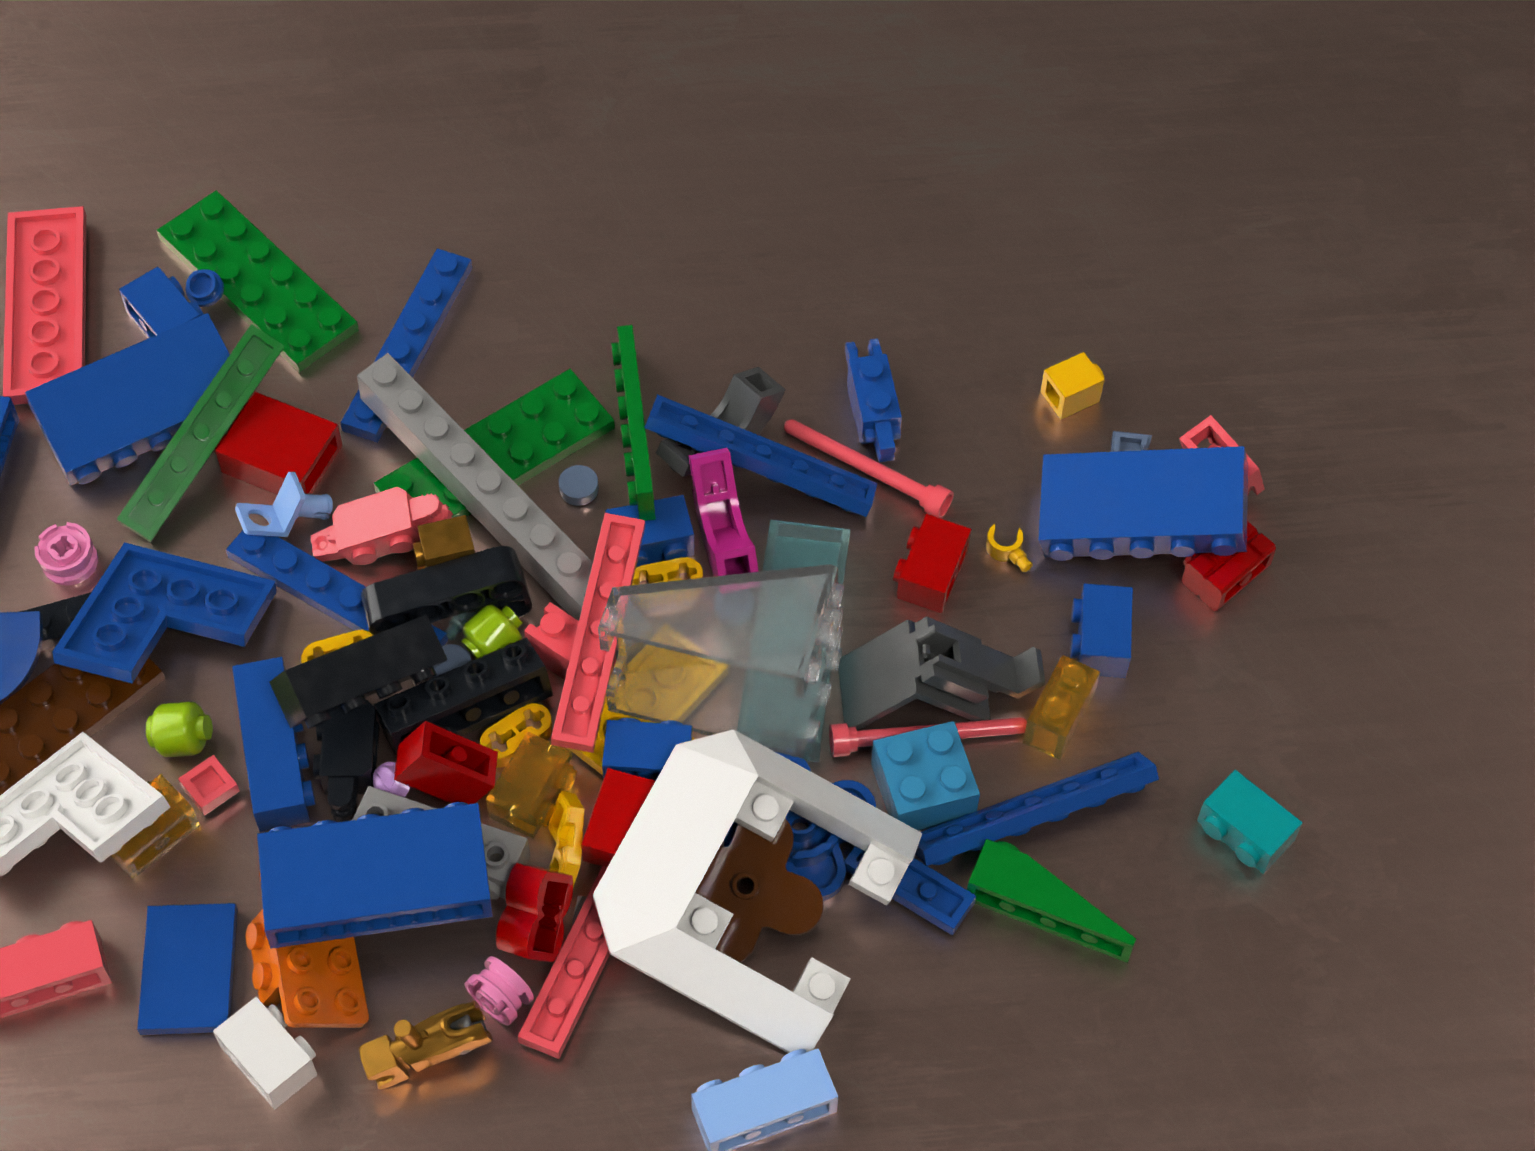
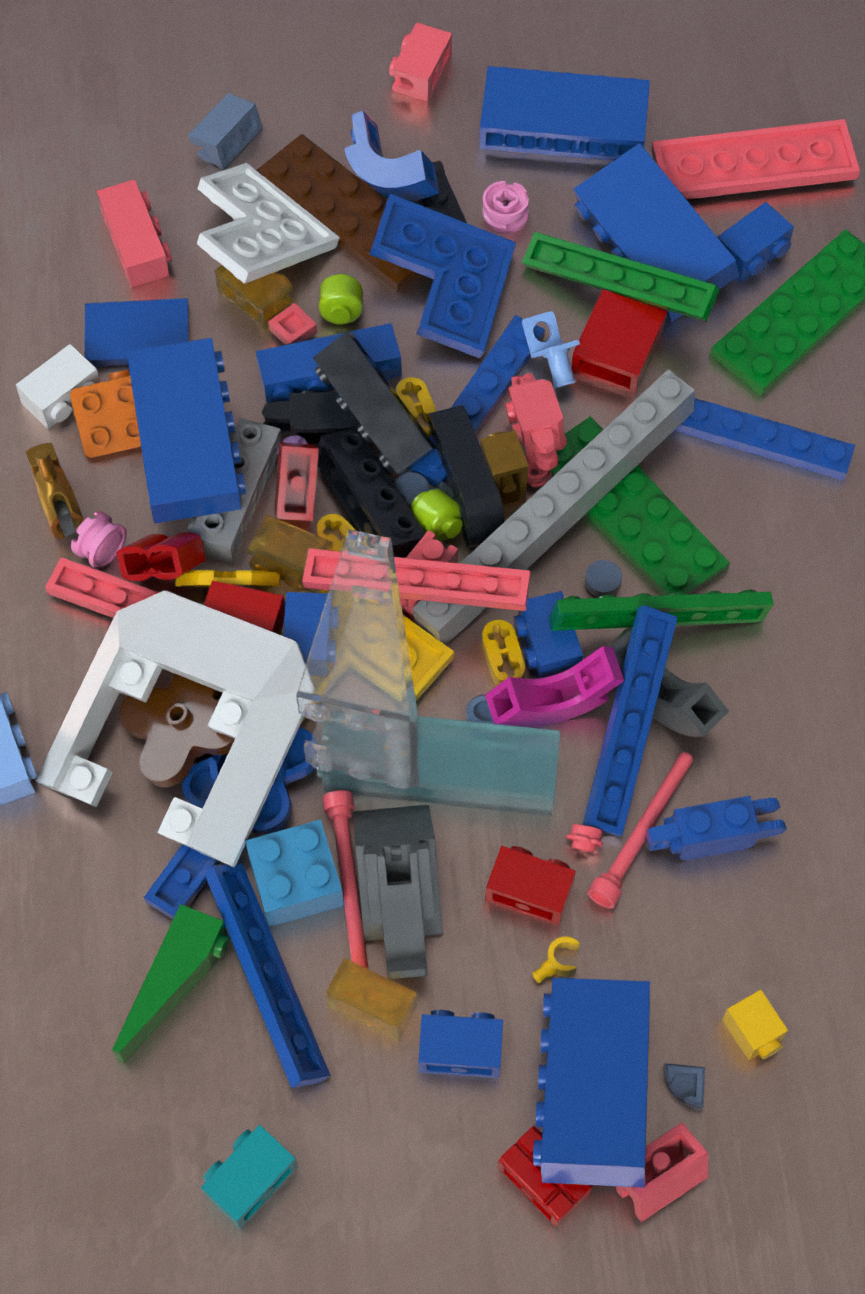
camera: 90 degrees right, 5 degrees up
(204, 287) = (781, 266): blue plate -> none
(880, 515) = (585, 838): none -> coral plate

